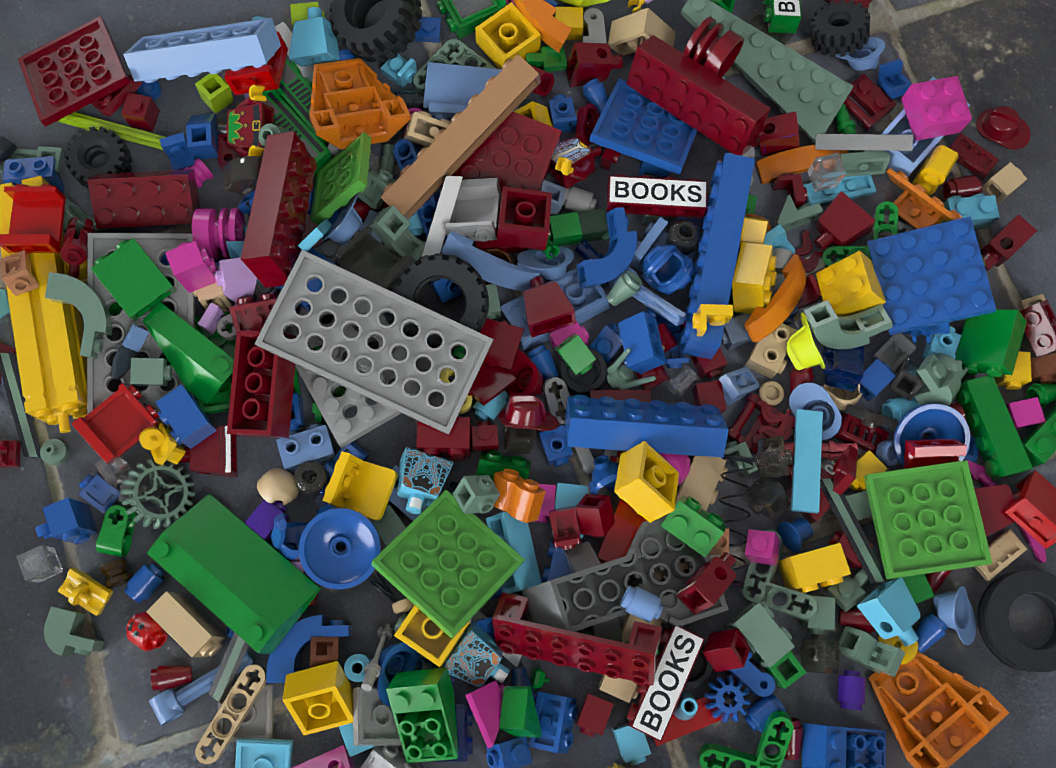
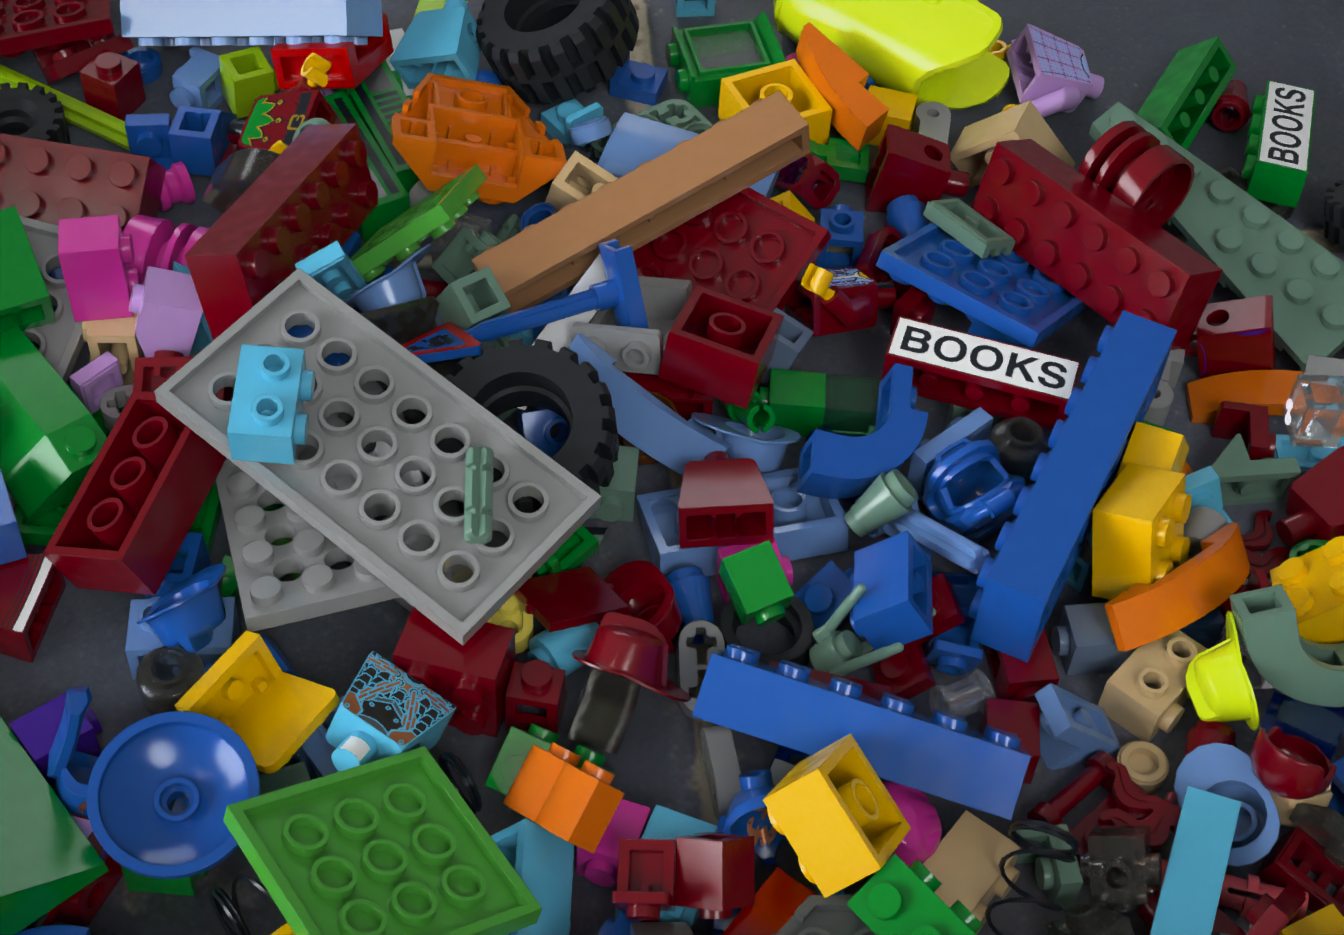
camera: 15 degrees right, 25 degrees down
(186, 97) = (198, 81): none -> medium blue brick
(277, 485) = (109, 678): tan hair -> none
(308, 444) = (189, 611): none -> blue piece
(317, 340) = (268, 404): none -> medium azure brick
(386, 257) = (619, 292): none -> blue piece
(413, 80) = (590, 130): none -> medium blue tile
(435, 358) = (478, 495): none -> sand green axle
(476, 494) = (483, 766): sand green brick -> none
(504, 344) = (613, 545): dark red piece -> none
(555, 447) = (672, 749): blue brick -> none
(579, 200) = (832, 358): light grey brick -> none
(629, 96) = (969, 227): none -> sand green tile
(714, 314) = (1038, 538): yellow bracket -> none
(844, 390) = (1290, 765): none -> dark red hair

